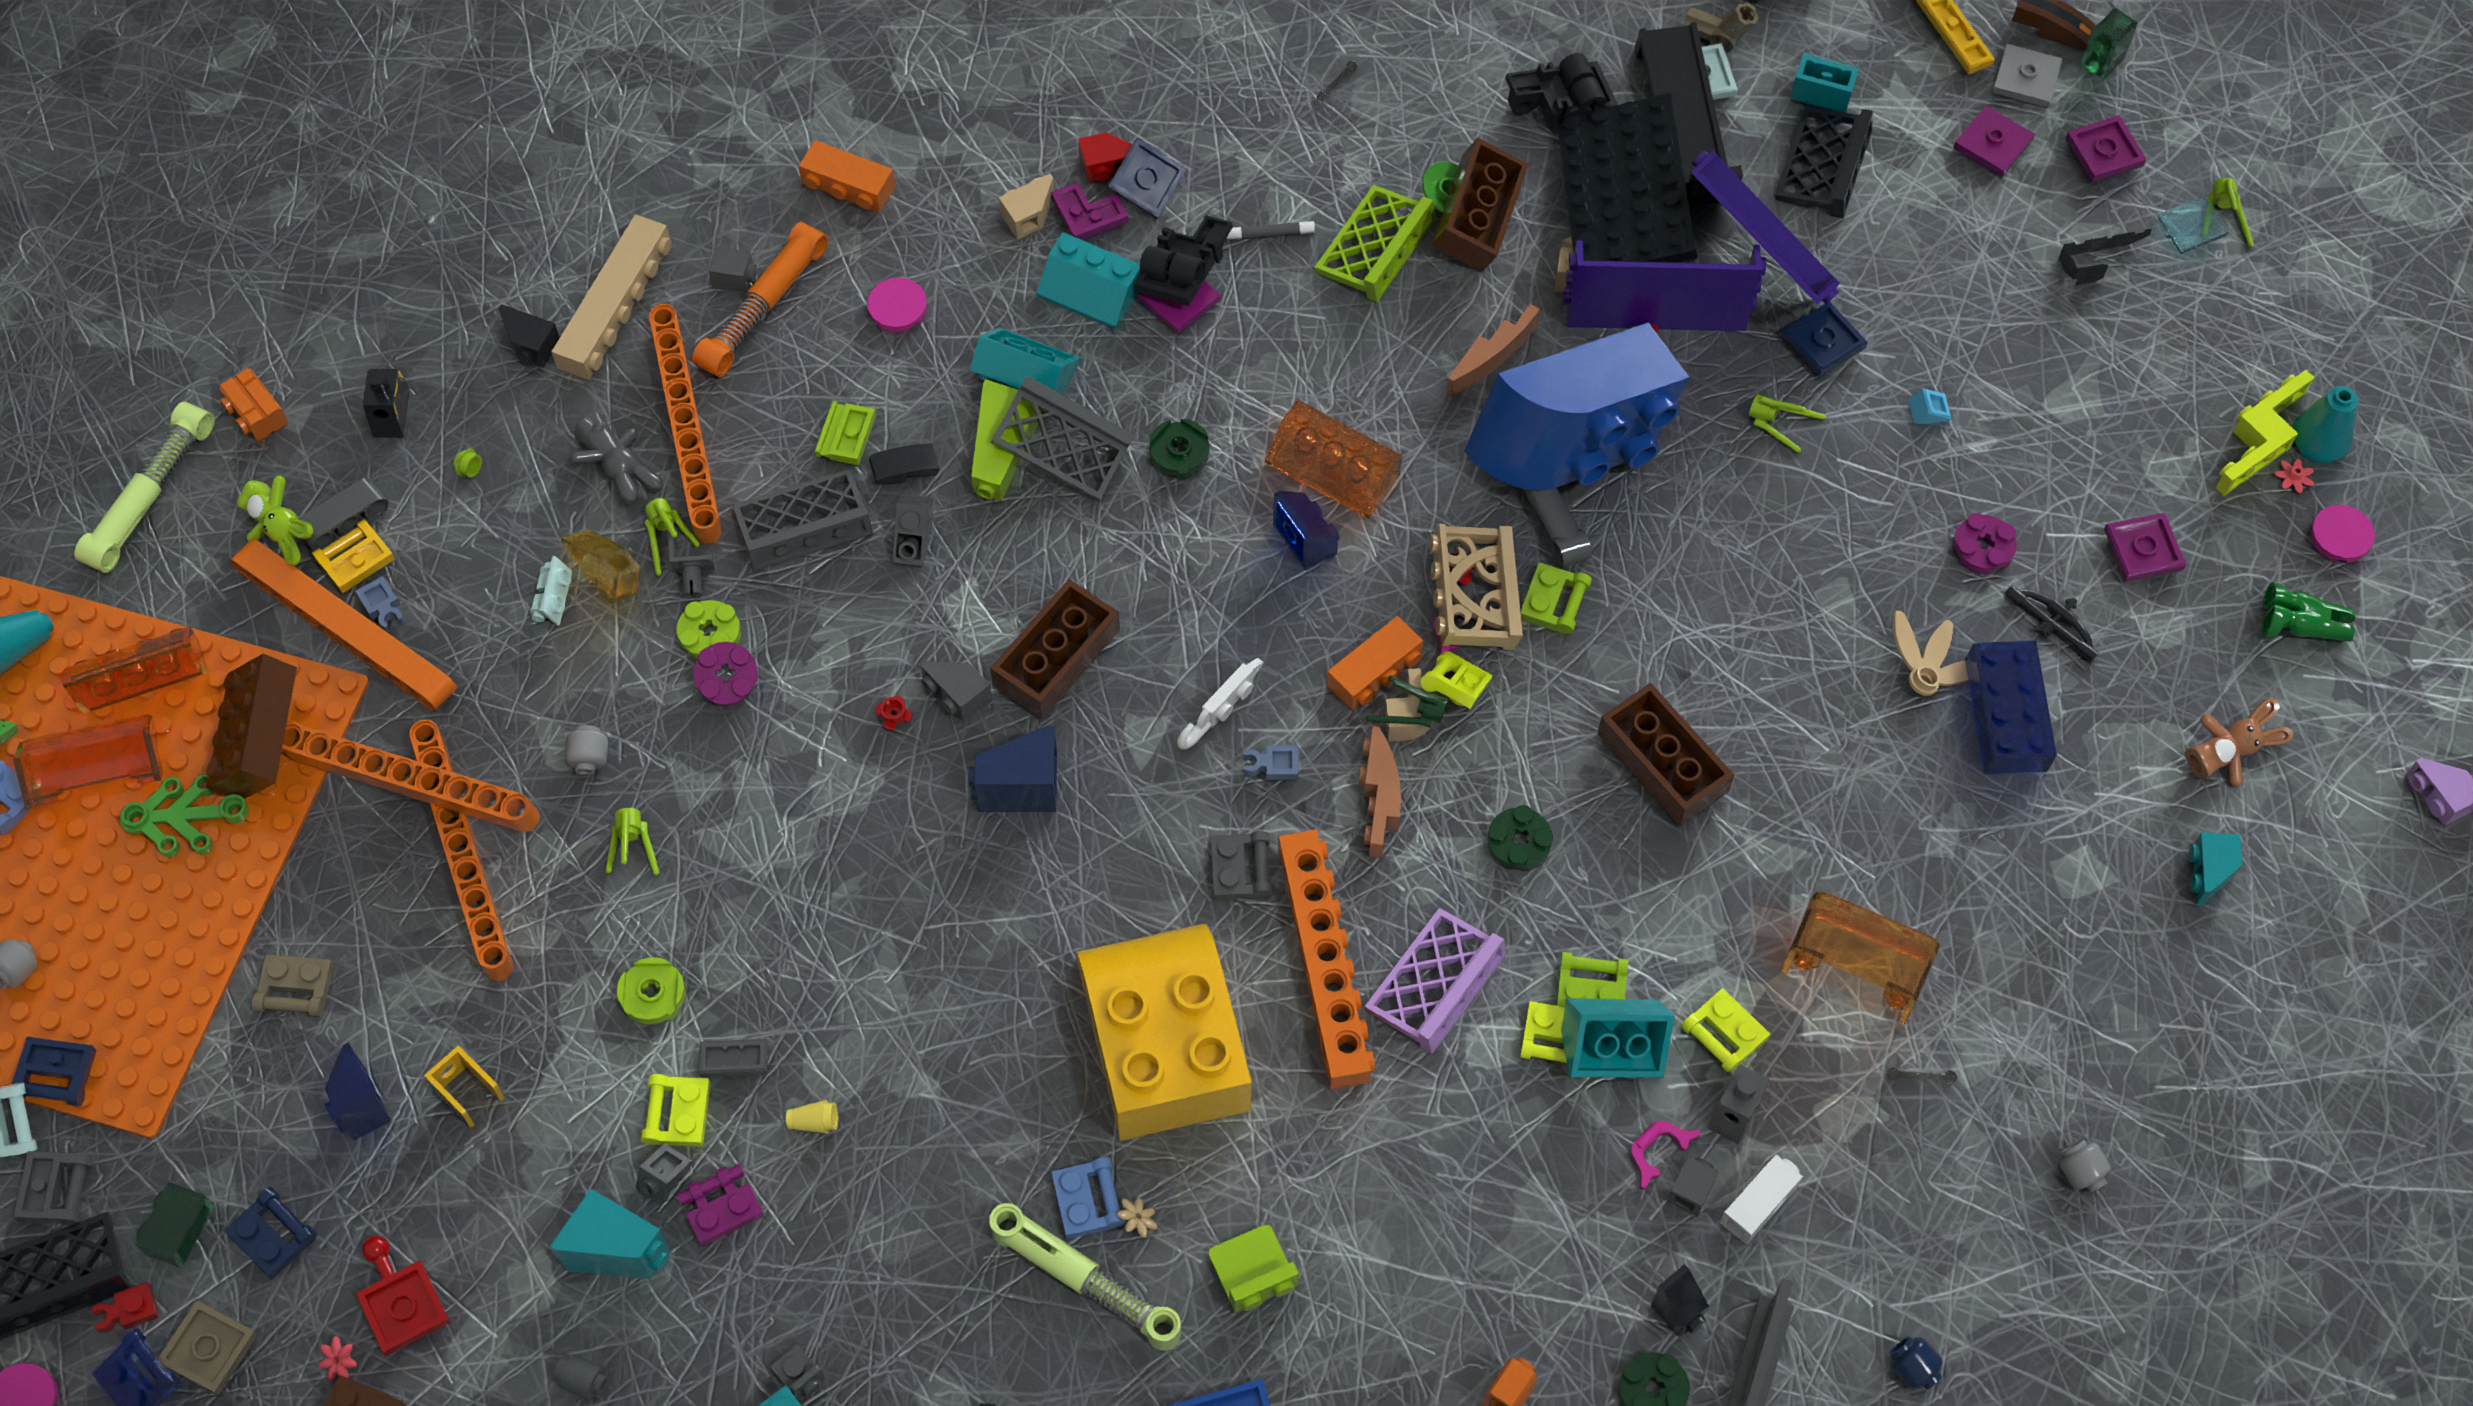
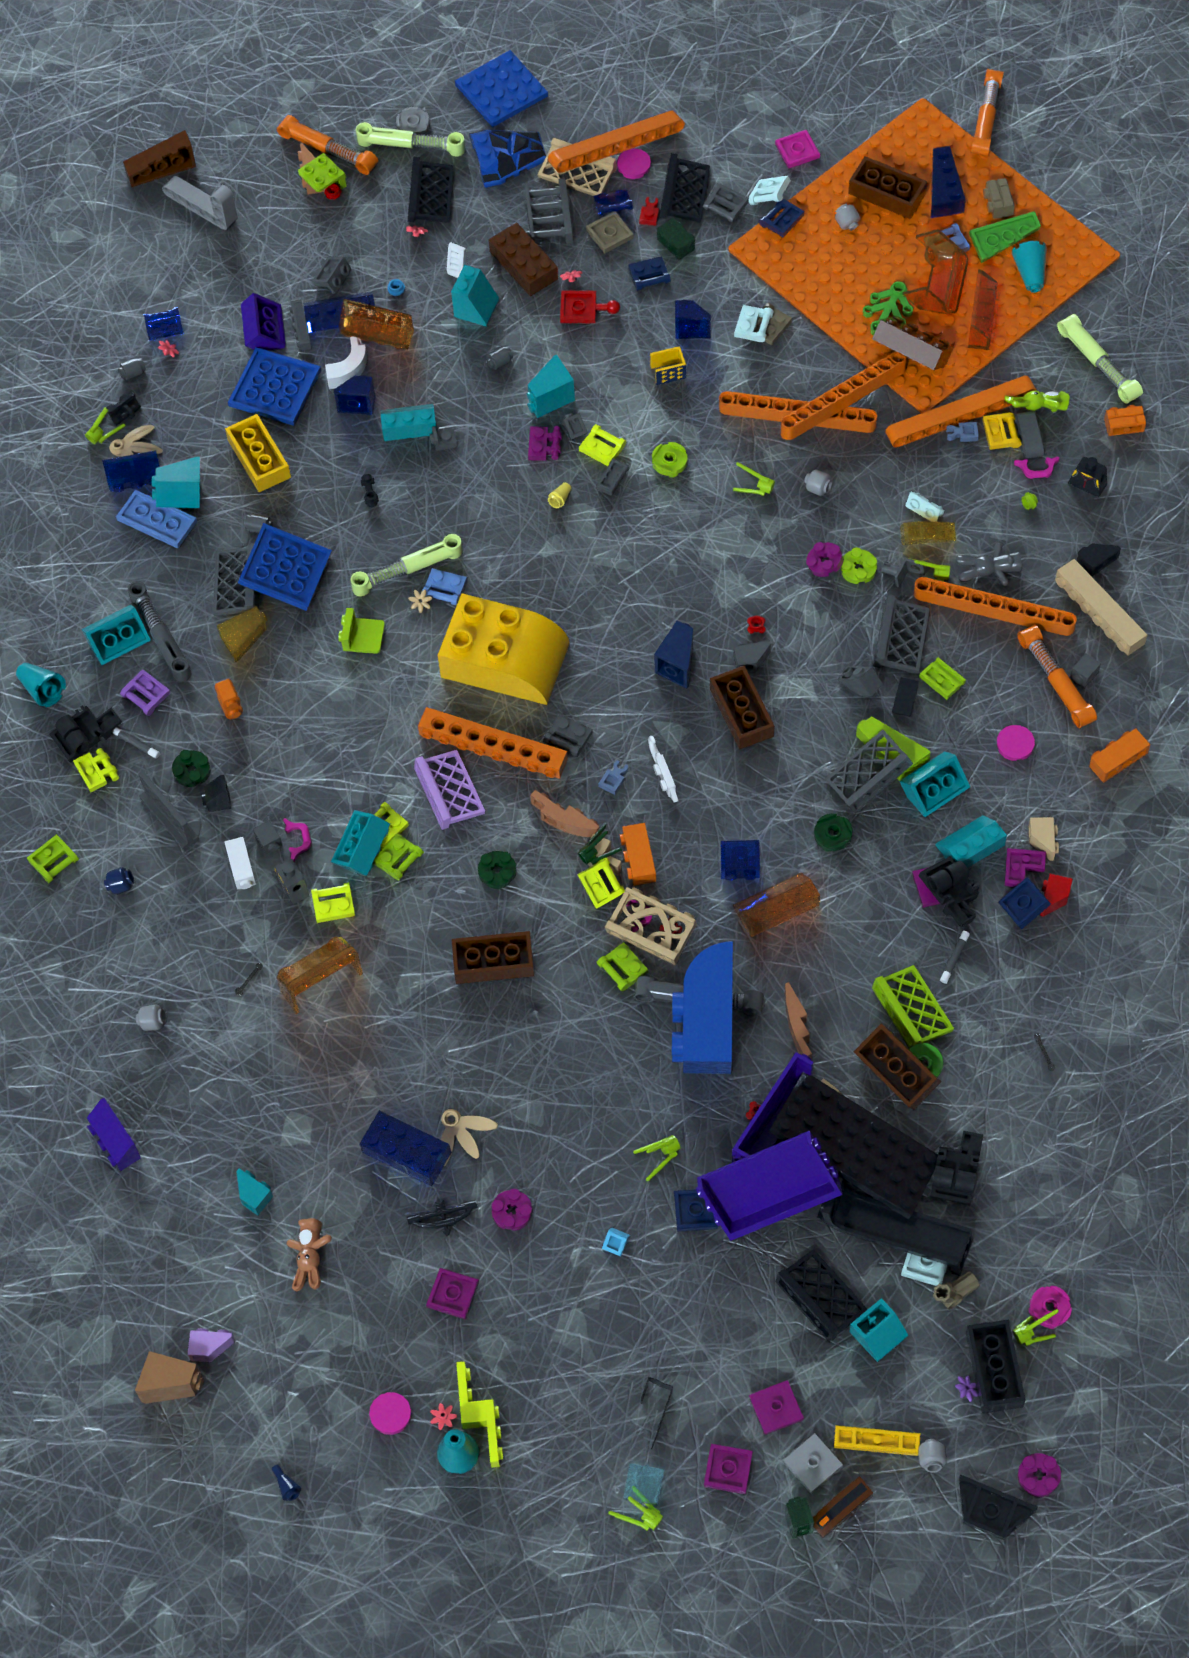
camera: 125 degrees right, 0 degrees up
(316, 1006) = (748, 320): none -> light aqua plate
(414, 487) = (1037, 474): none -> dark pink helmet
(2291, 1095) = (112, 1136): none -> dark purple slope
(2306, 617) = (352, 1351): green piece -> none

